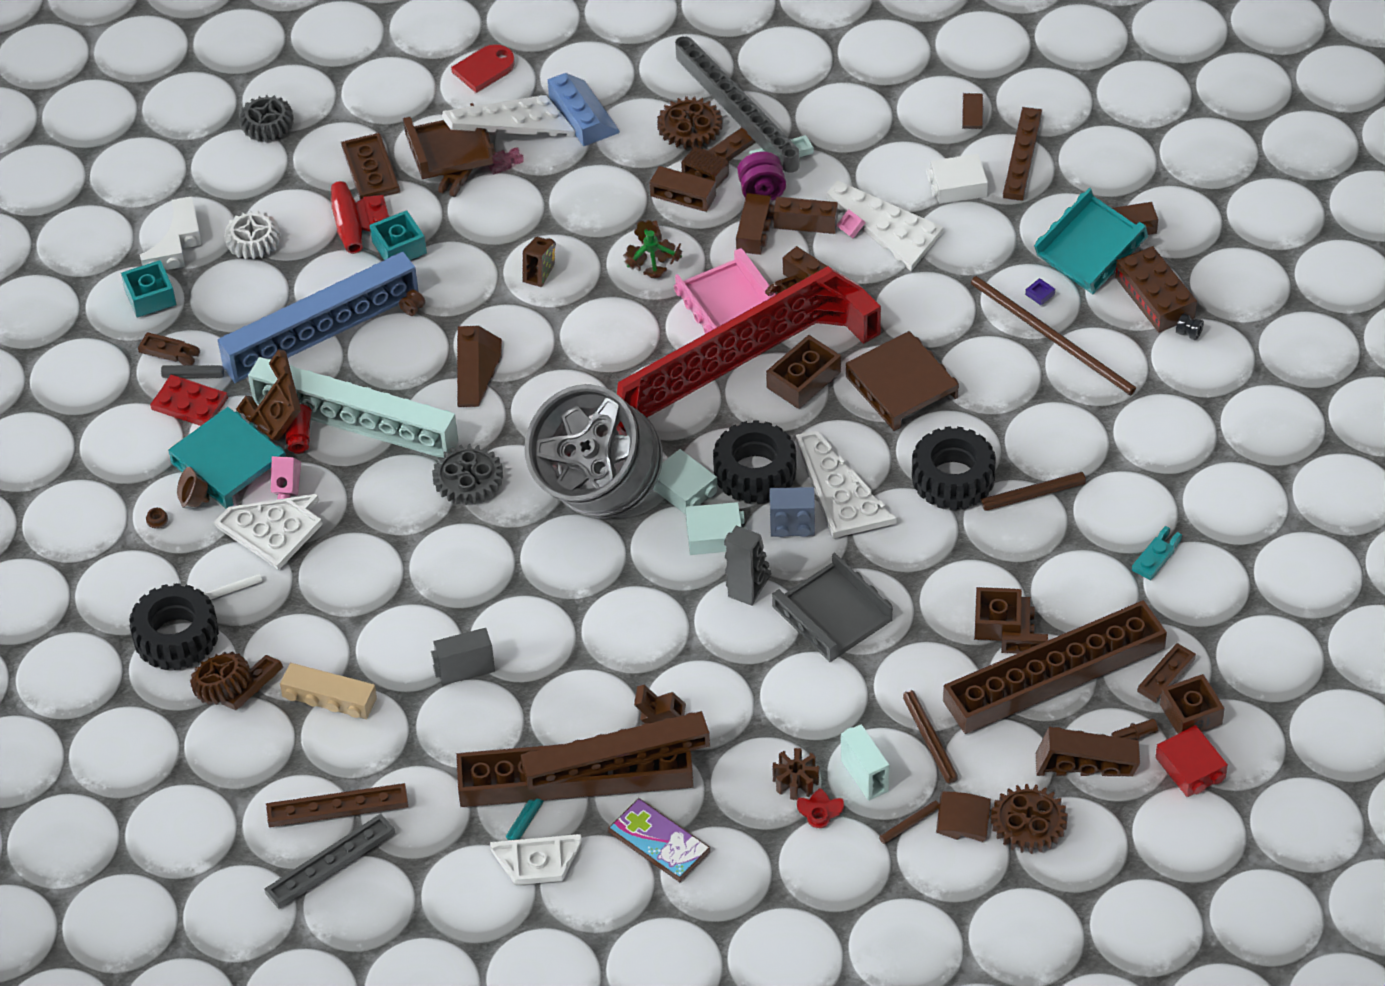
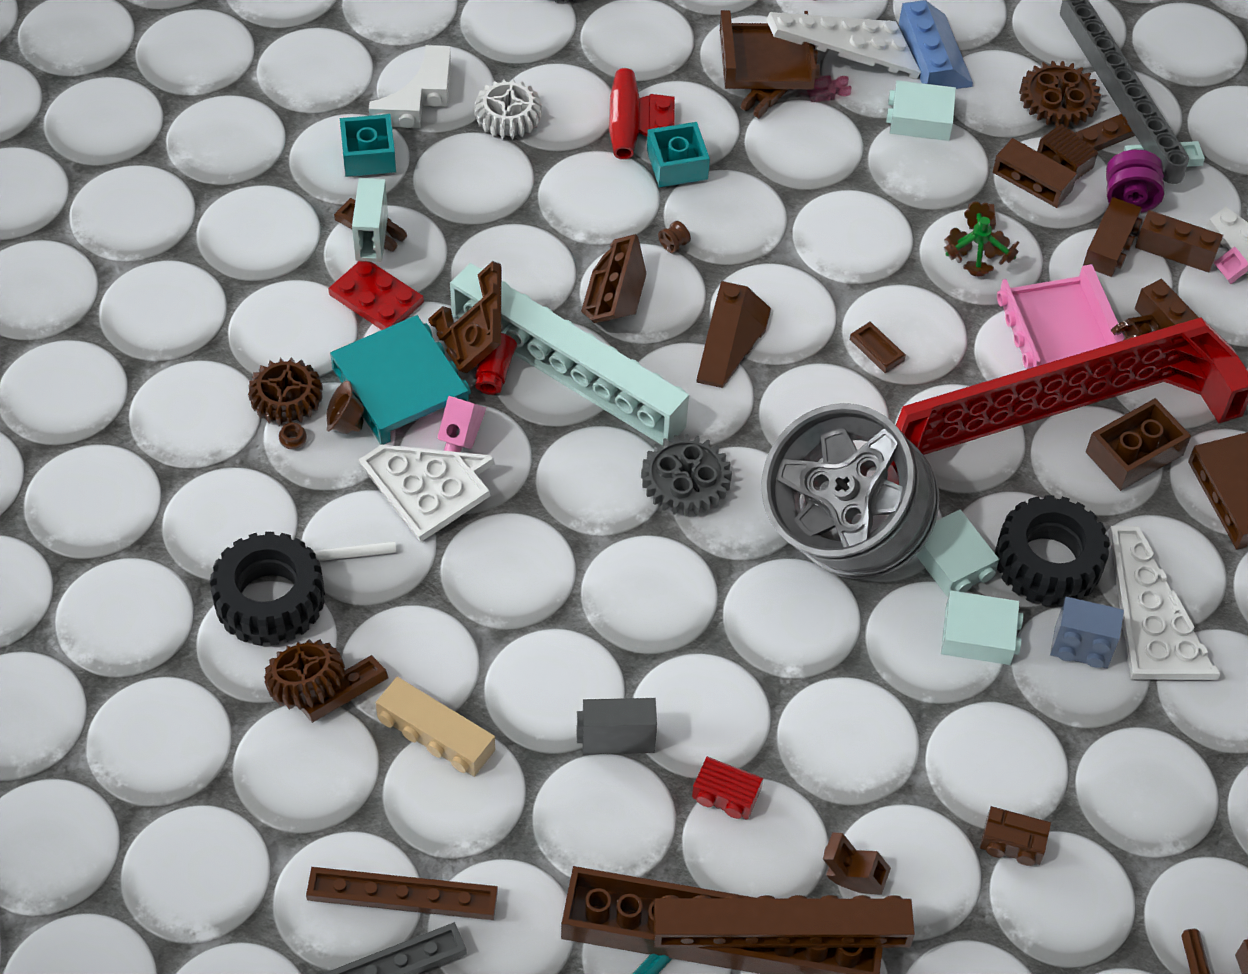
camera: 10 degrees right, 5 degrees up
(141, 487) = (285, 391): none -> reddish brown gear
(170, 343) = (370, 219): none -> light aqua brick
(193, 371) = (402, 262): dark grey axle -> none
(319, 315) = (557, 227): medium blue brick -> none
(370, 166) = (668, 59): reddish brown tile -> none
(375, 346) = (616, 282): none -> reddish brown wedge
(539, 254) = (842, 214): reddish brown torso -> none
(554, 680) = (727, 788): none -> red brick
(582, 160) = (921, 110): none -> light aqua brick
(591, 348) = (877, 347): none -> reddish brown tile
(746, 565) = (1012, 696): dark grey wedge -> none
(769, 661) = (1015, 836): none -> reddish brown brick
(834, 608) = (1114, 781): dark grey panel -> none

